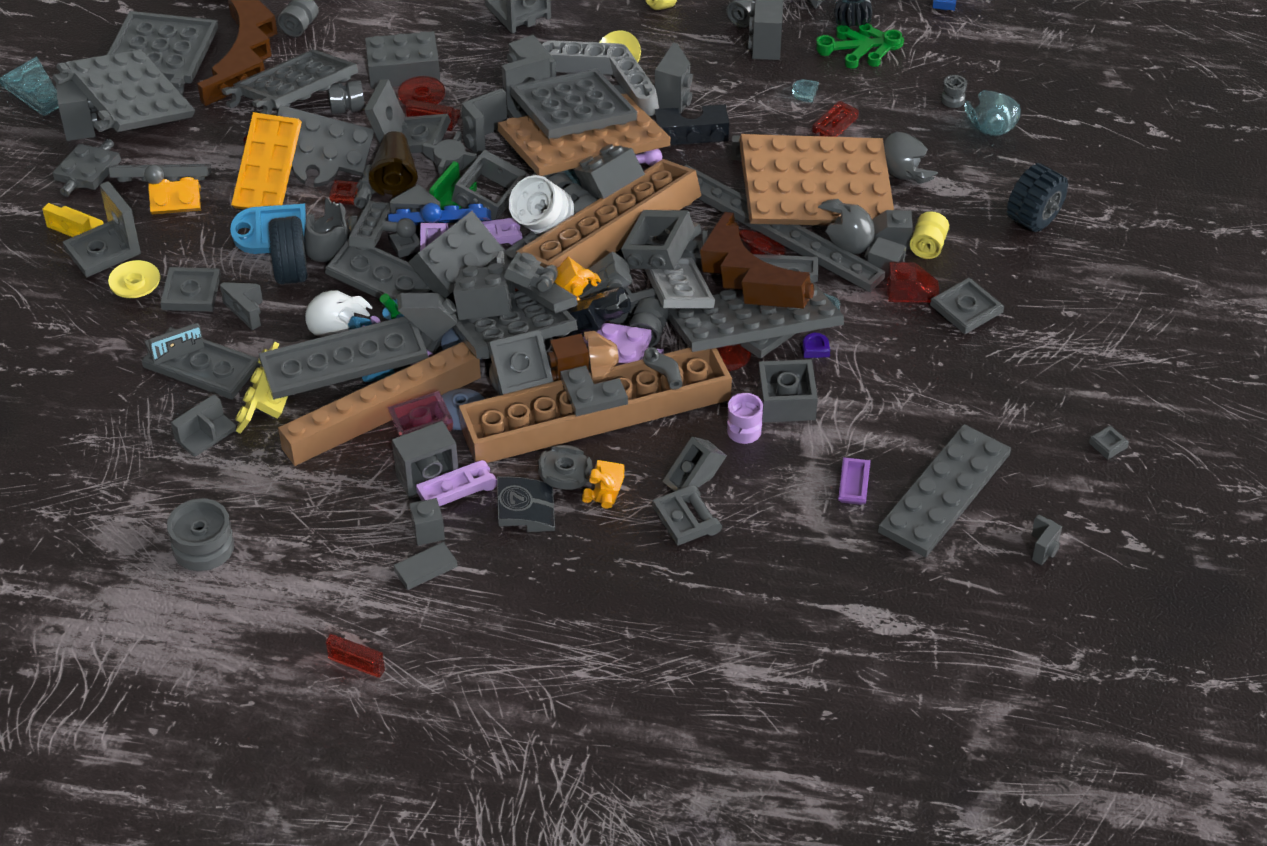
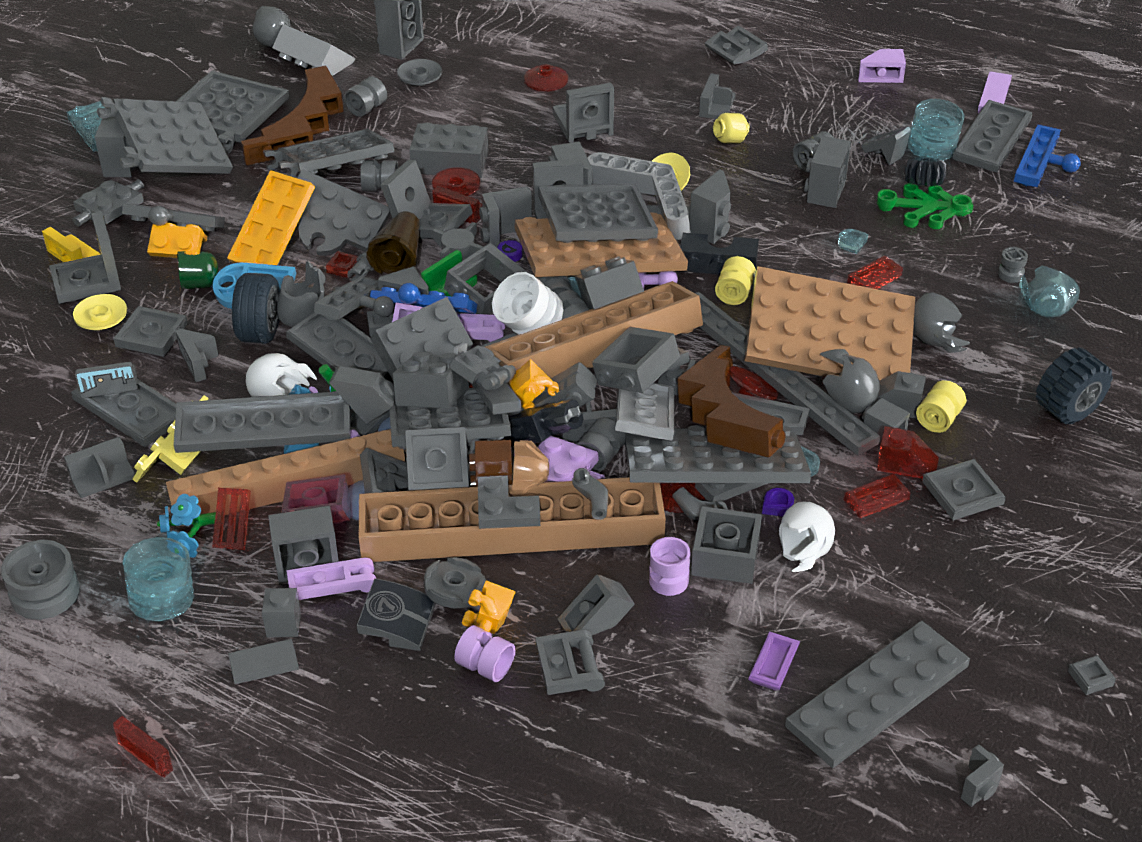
camera: 15 degrees right, 5 degrees down
(210, 222) = (197, 270): none -> dark green helmet
(308, 450) = (185, 512): none -> dark azure plant
(309, 513) = (158, 578): none -> clear light blue wheel
(351, 473) = (243, 518): none -> clear red tile
(469, 383) = (382, 472): none -> dark grey plate
(498, 149) = (511, 249): none -> dark purple tile
(615, 521) = (487, 654): none -> lavender wheel
(715, 148) = (735, 280): none -> light yellow wheel
(745, 363) = (692, 506): none -> dark grey arm
(850, 367) = (806, 533): none -> white helmet
(900, 326) = (880, 498): none -> clear red tile

